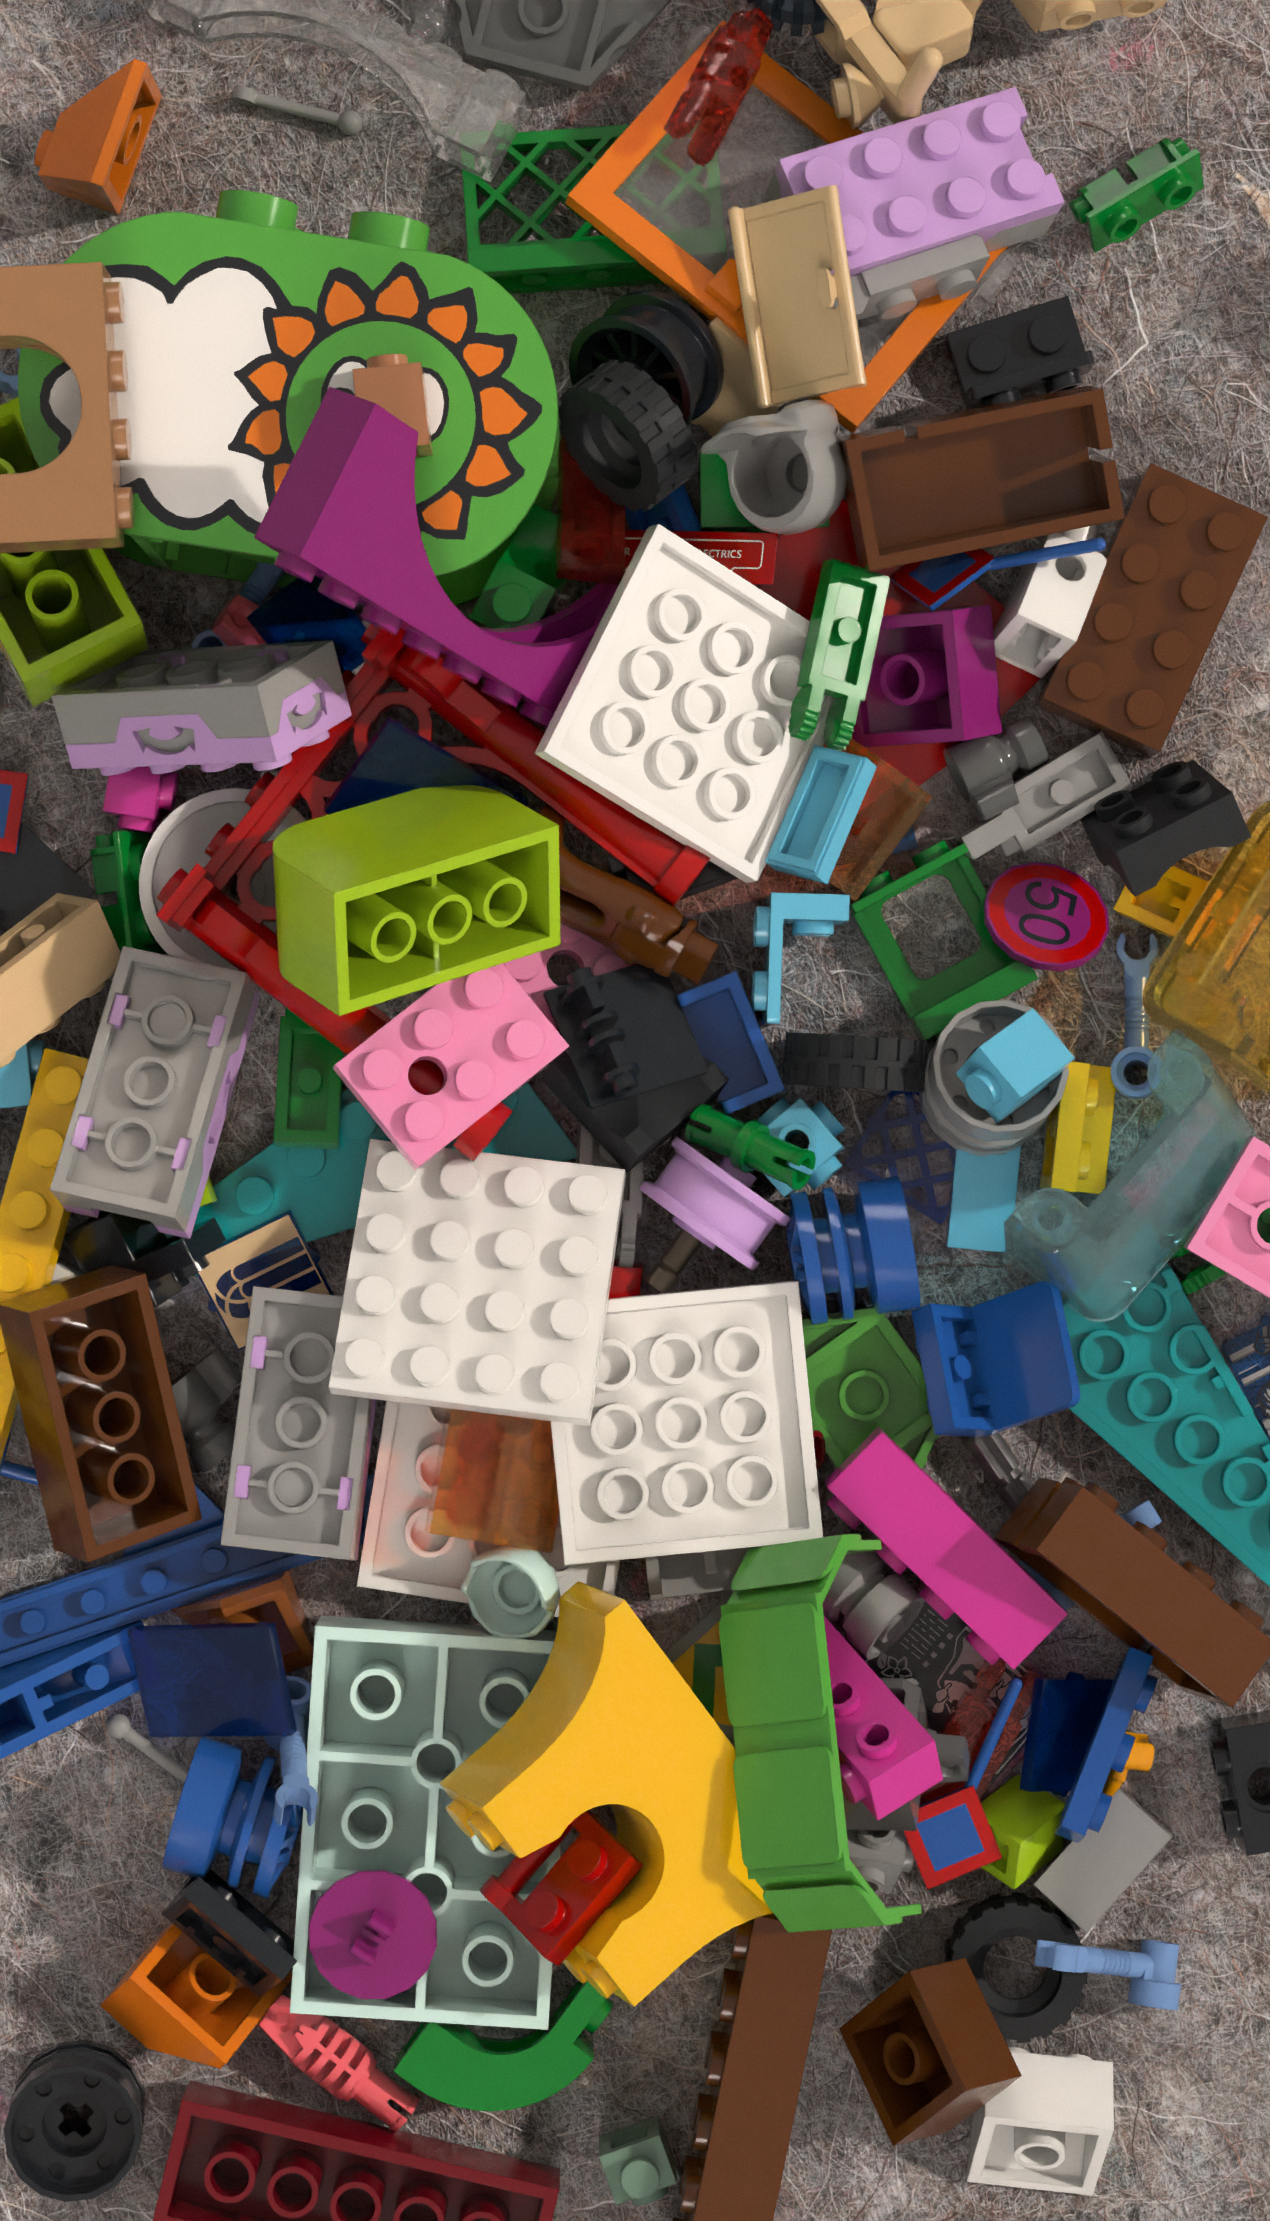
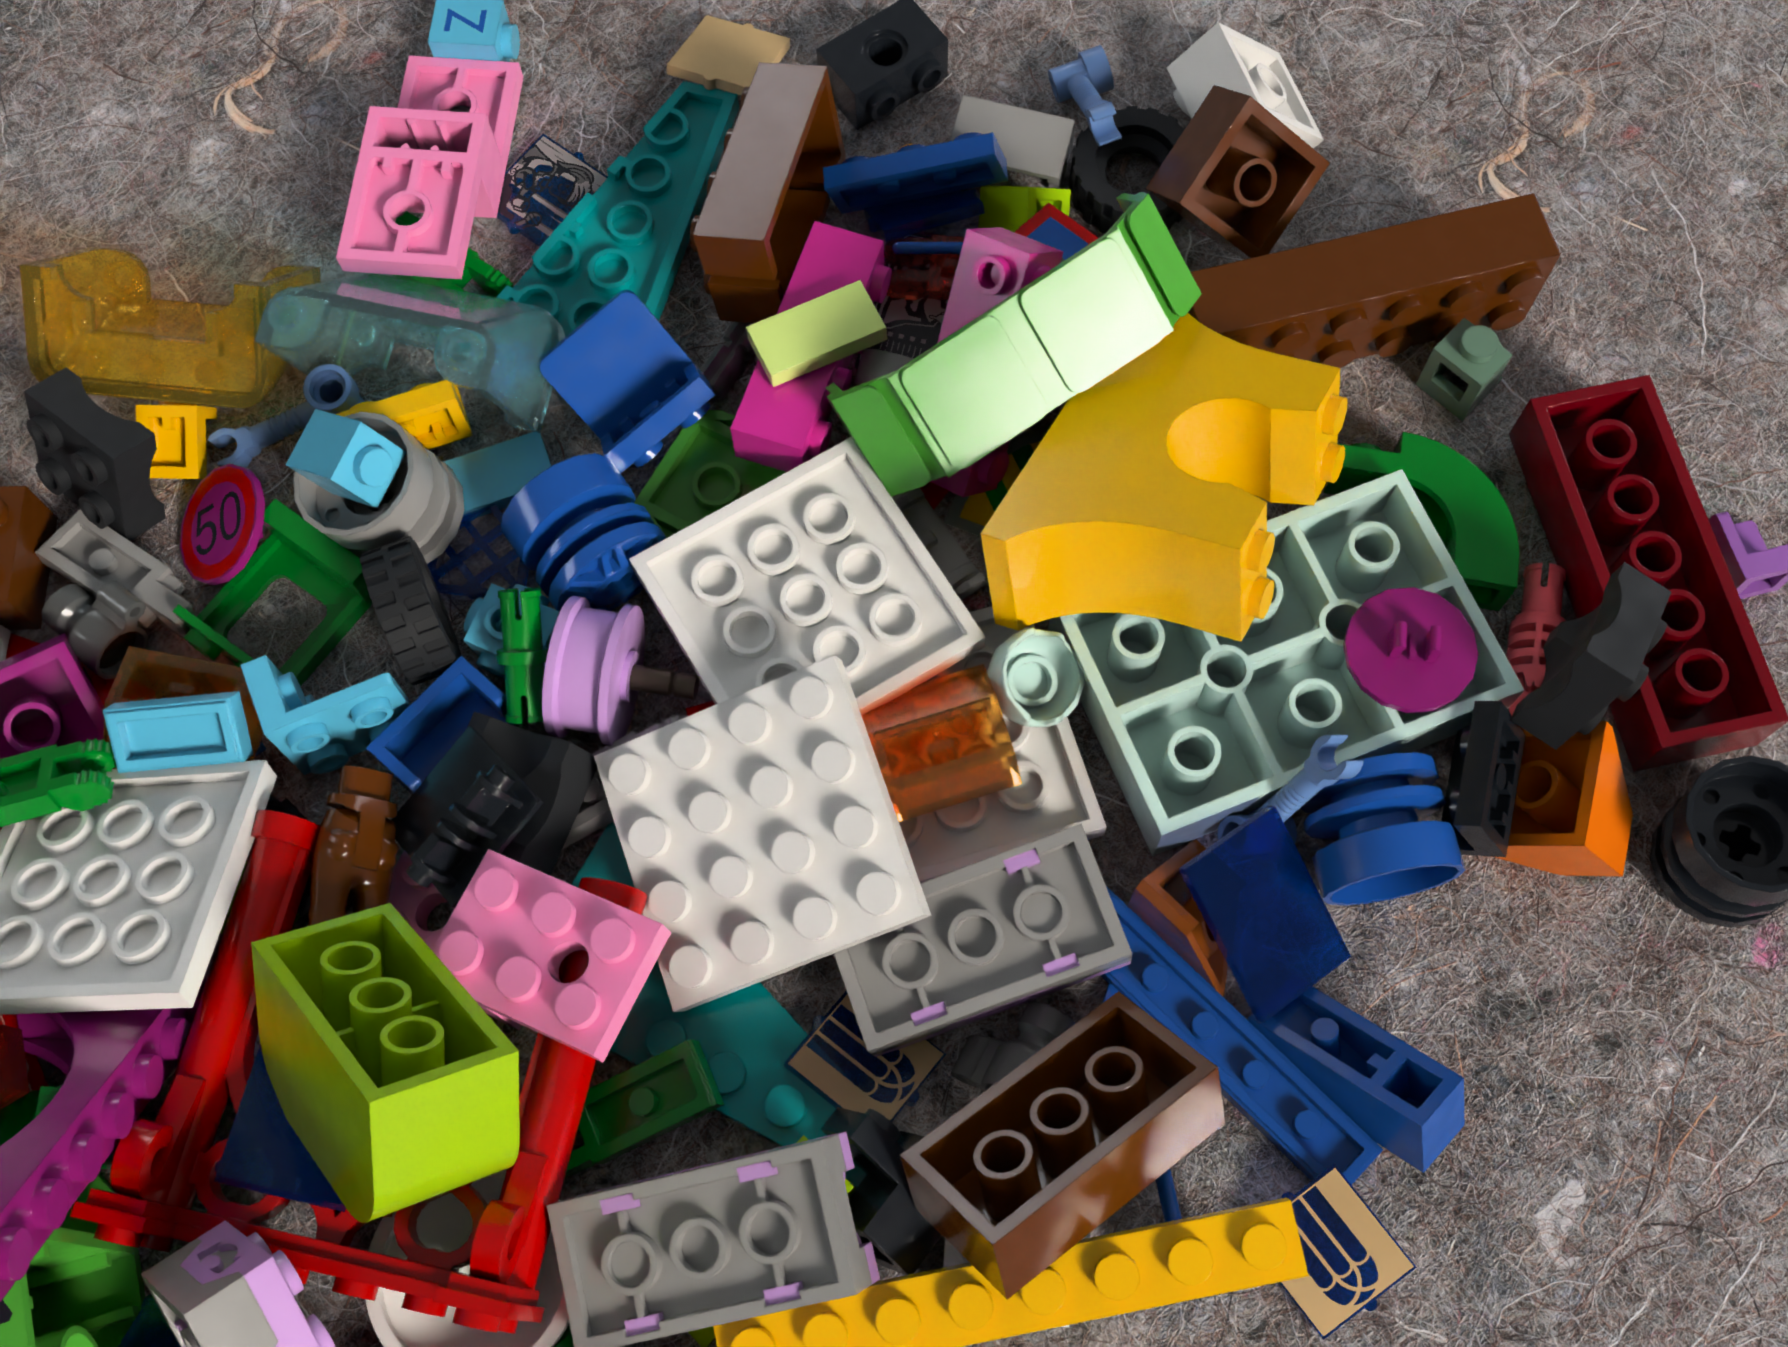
camera: 110 degrees left, 20 degrees down
(120, 1727) = (1358, 992): light grey hinge -> none
(276, 2082) = (1596, 659): none -> black brick
(571, 1892) = (1291, 481): red plate -> none
(936, 1557) = (816, 333): none -> yellowish green tile

